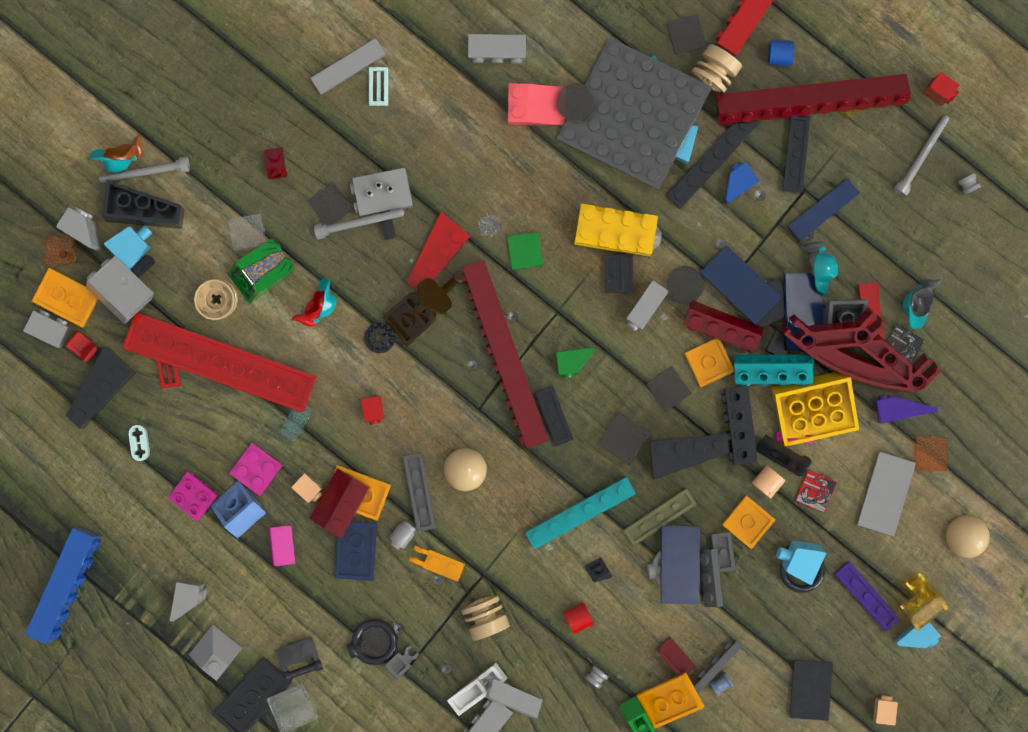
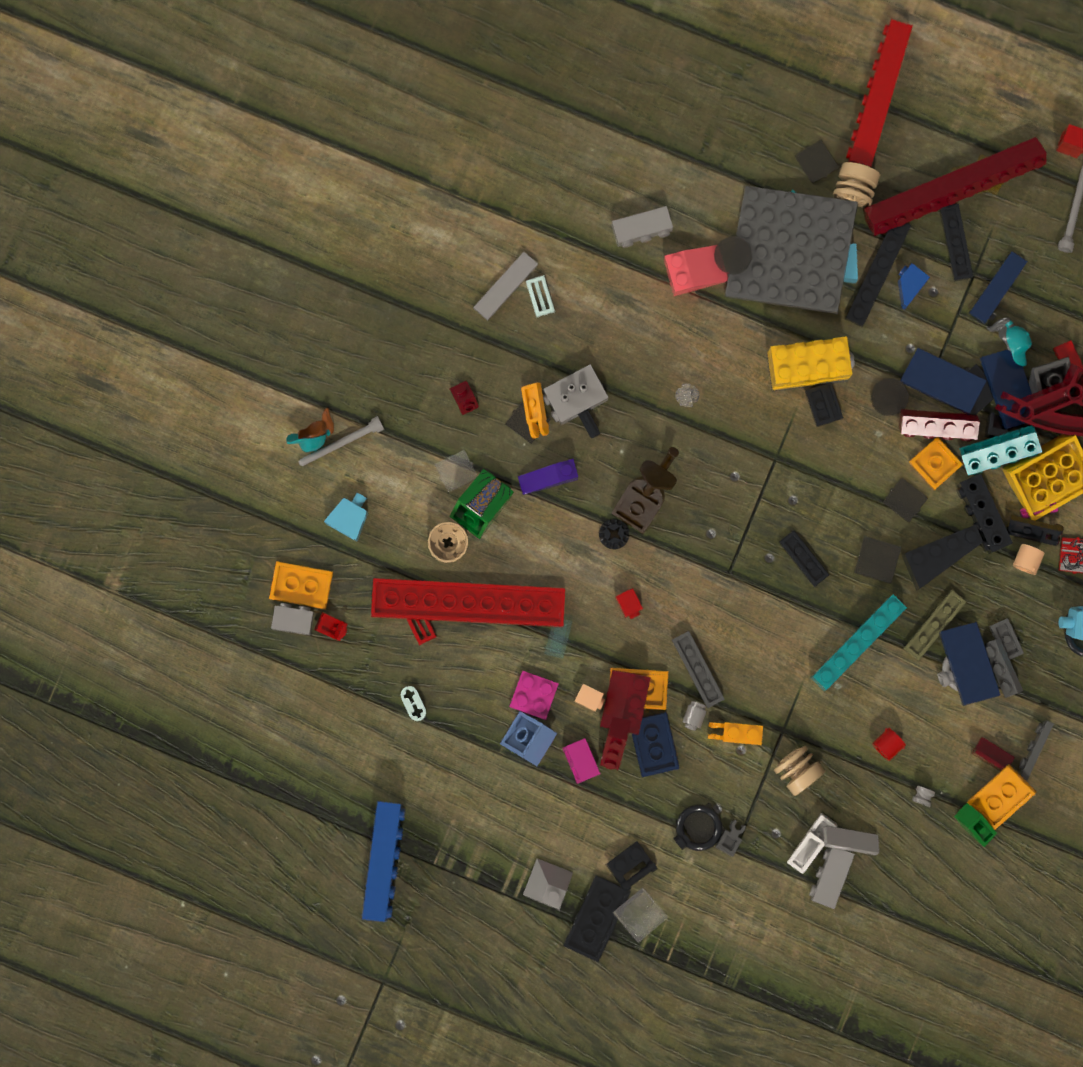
camera: 20 degrees left, 5 degrees down
(57, 248) = (278, 540): clear orange plate -> none
(81, 227) = (297, 512): light grey slope -> none
(101, 385) = (361, 659): black wedge -> none
(120, 287) = (353, 557): light grey piece -> none
(139, 208) = (347, 478): black wedge -> none
(186, 597) = (506, 838): light grey slope -> none
(193, 496) = (481, 739): dark pink hinge -> none
(316, 540) = (615, 743): none -> dark red brick
(319, 307) = (548, 521): hair -> none
(322, 230) = (529, 447): light grey piece -> none
(333, 264) = (548, 477): none -> dark purple slope
(339, 196) = (535, 409): none -> light orange hinge
(438, 251) = (645, 433): red wing -> none
(465, 469) = (736, 633): tan piece -> none
(505, 354) = (740, 514): dark red brick -> none
(525, 251) = (727, 410): green piece -> none
(572, 361) = (806, 500): green slope -> none
(598, 570) = (892, 693): black slope -> none
(646, 306) = (860, 426): light grey brick -> none
(721, 683) = (1045, 766): sand blue bush -> none
(748, 522) = (1021, 604): light orange tile -> none
(780, 52) = (911, 152): blue piece -> none

